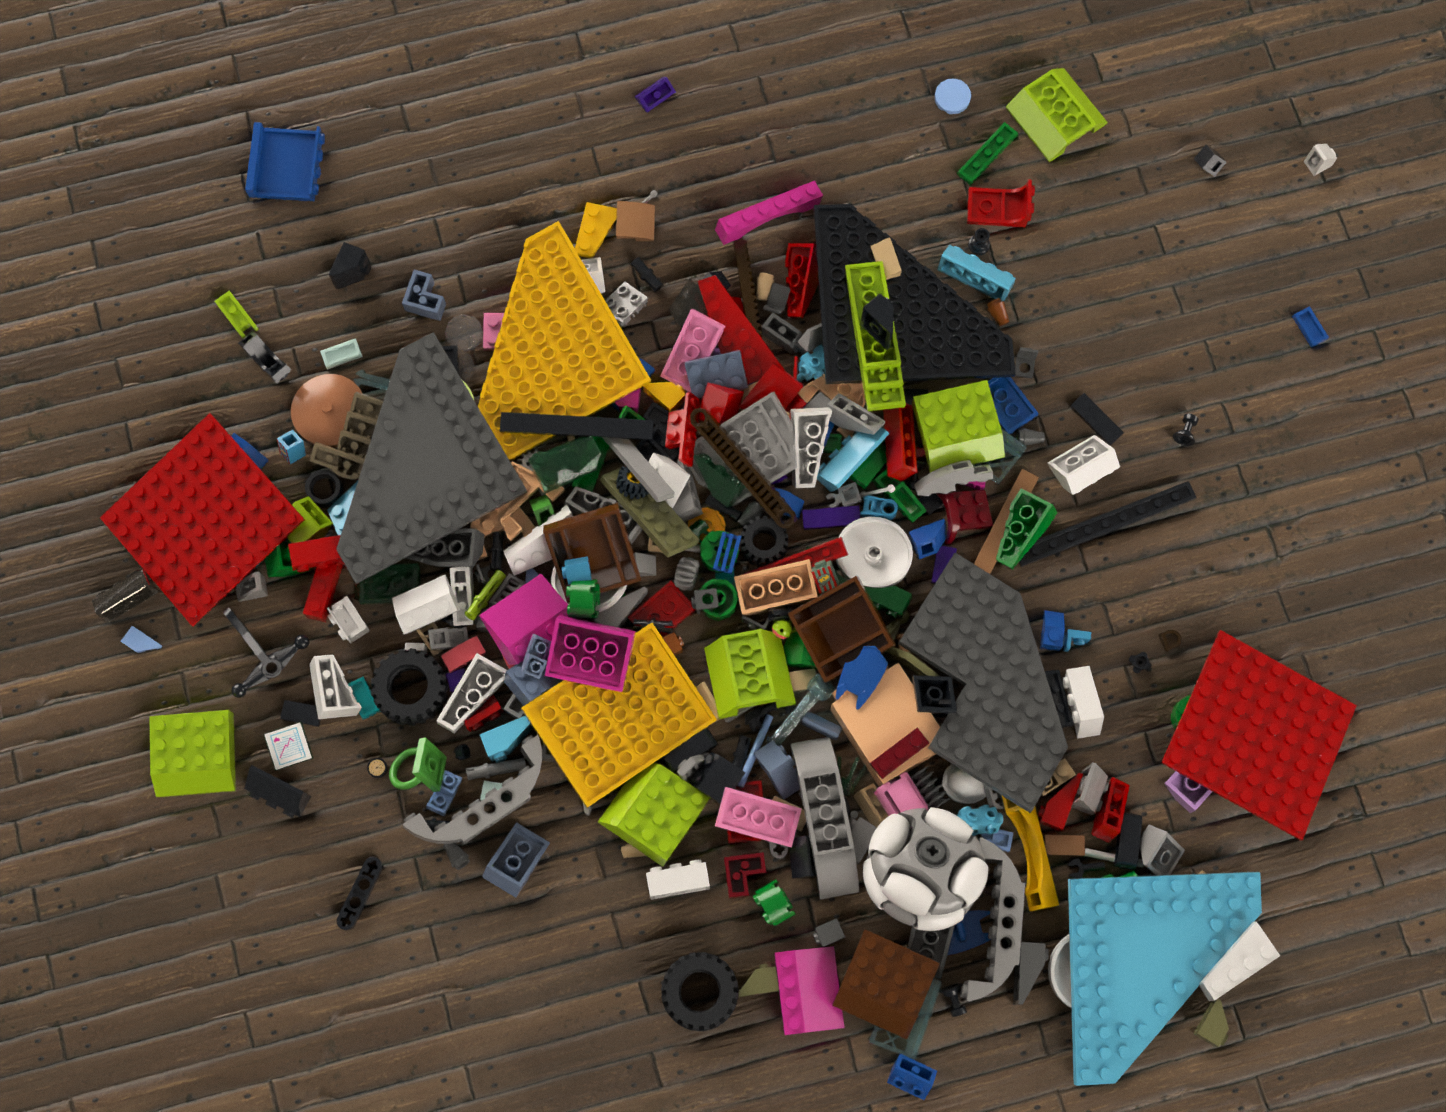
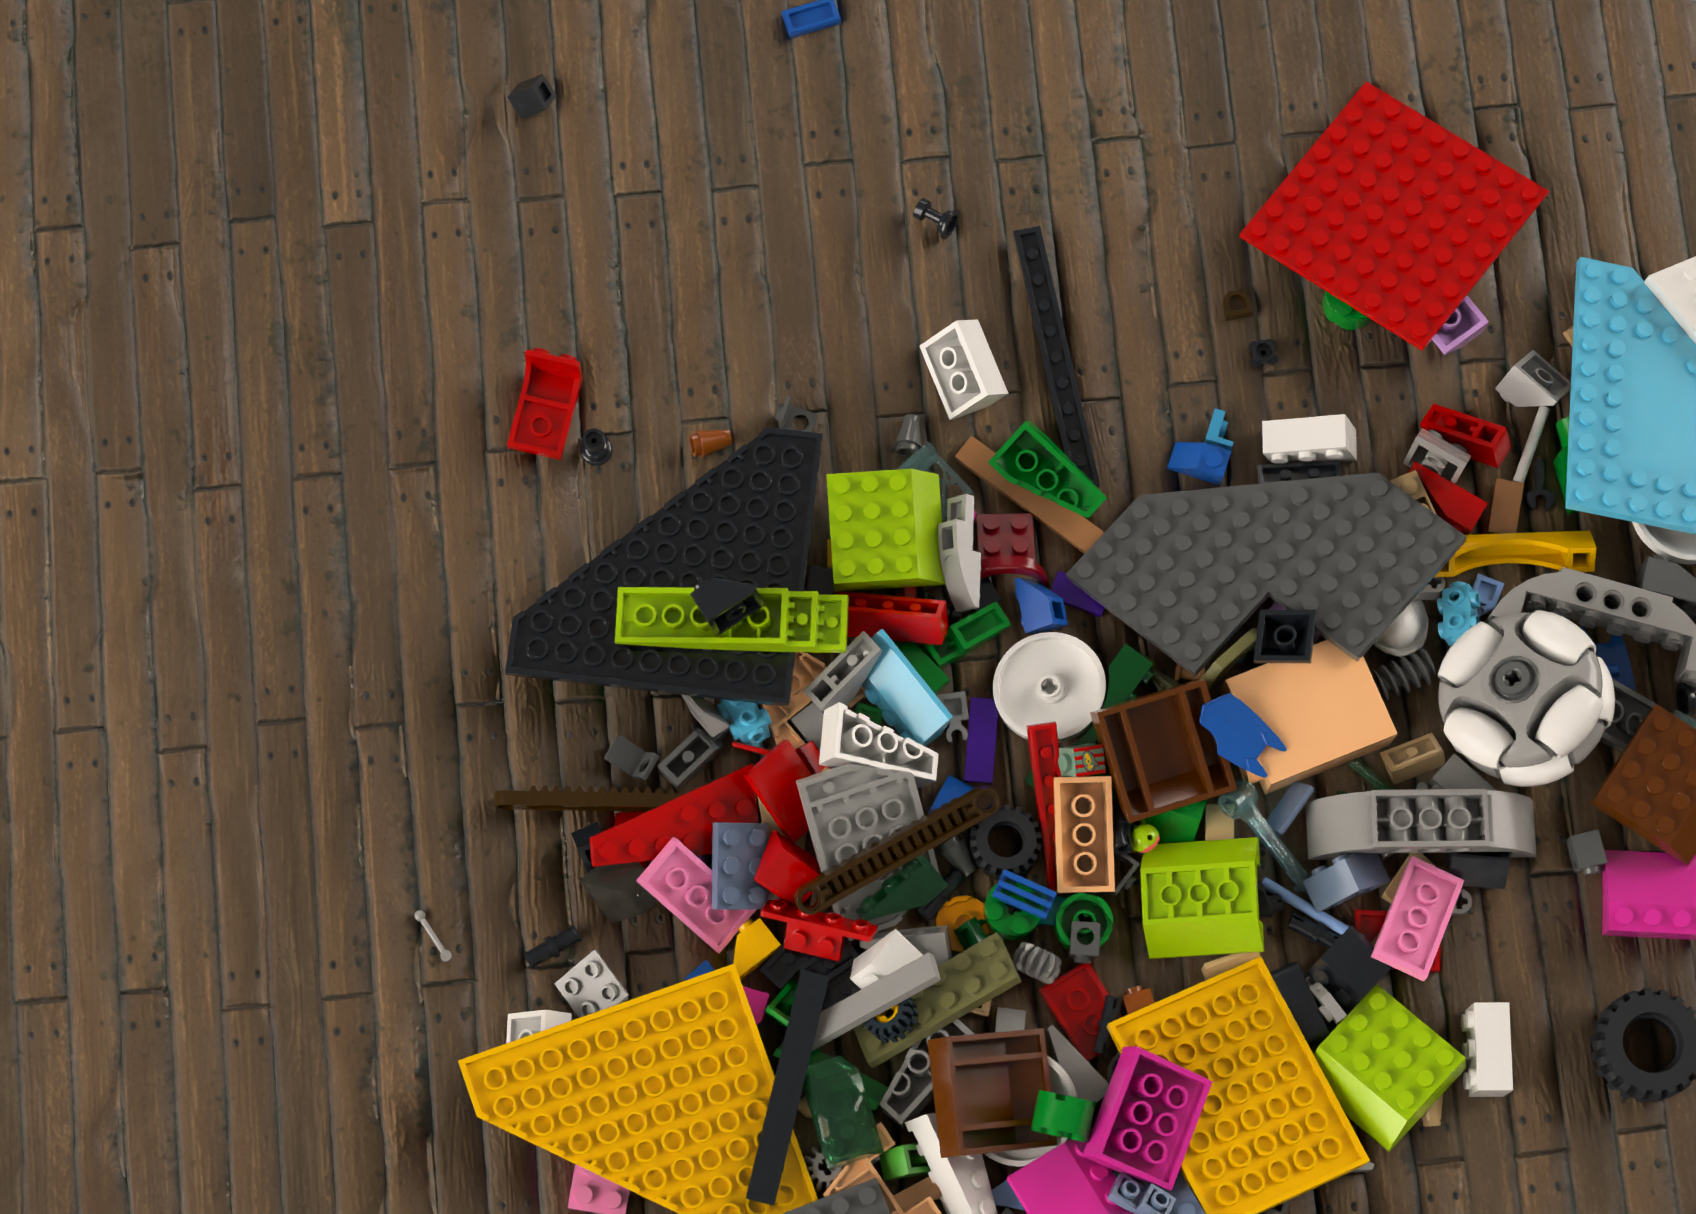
camera: 80 degrees left, 0 degrees up
(576, 570) = (1021, 1116): dark azure brick -> none
(594, 227) = (458, 1014): yellow wing -> none
(635, 221) = (463, 949): medium nougat slope -> none
(655, 94) = (253, 886): dark purple slope -> none
(739, 868) = (1483, 962): dark red brick -> none
(761, 981) = (1642, 958): olive slope -> none
(764, 286) = (605, 774): tan cone -> none
(774, 903) = (1536, 919): green brick -> none
(793, 201) = (494, 744): dark pink arch -> none
(802, 277) = (602, 714): red wedge -> none
(877, 507) = (978, 673): dark azure piece -> none
(885, 252) = (604, 581): tan slope -> none
(890, 488) = (958, 644): white hinge -> none
(899, 753) = (1358, 702): dark red plate -> none
(900, 795) = (1415, 715): bright pink cylinder -> none
(952, 96) = (352, 440): light blue tile -> none
(976, 273) = (645, 460): medium azure slope -> none
(987, 153) = (454, 408): green tile -> none
(1010, 404) = (857, 450): blue plate -> none
(1055, 112) = (414, 297): lime slope -> none
(1096, 419) = (897, 337): black tile -> none
(1128, 842) = (1521, 421): black beam -> none

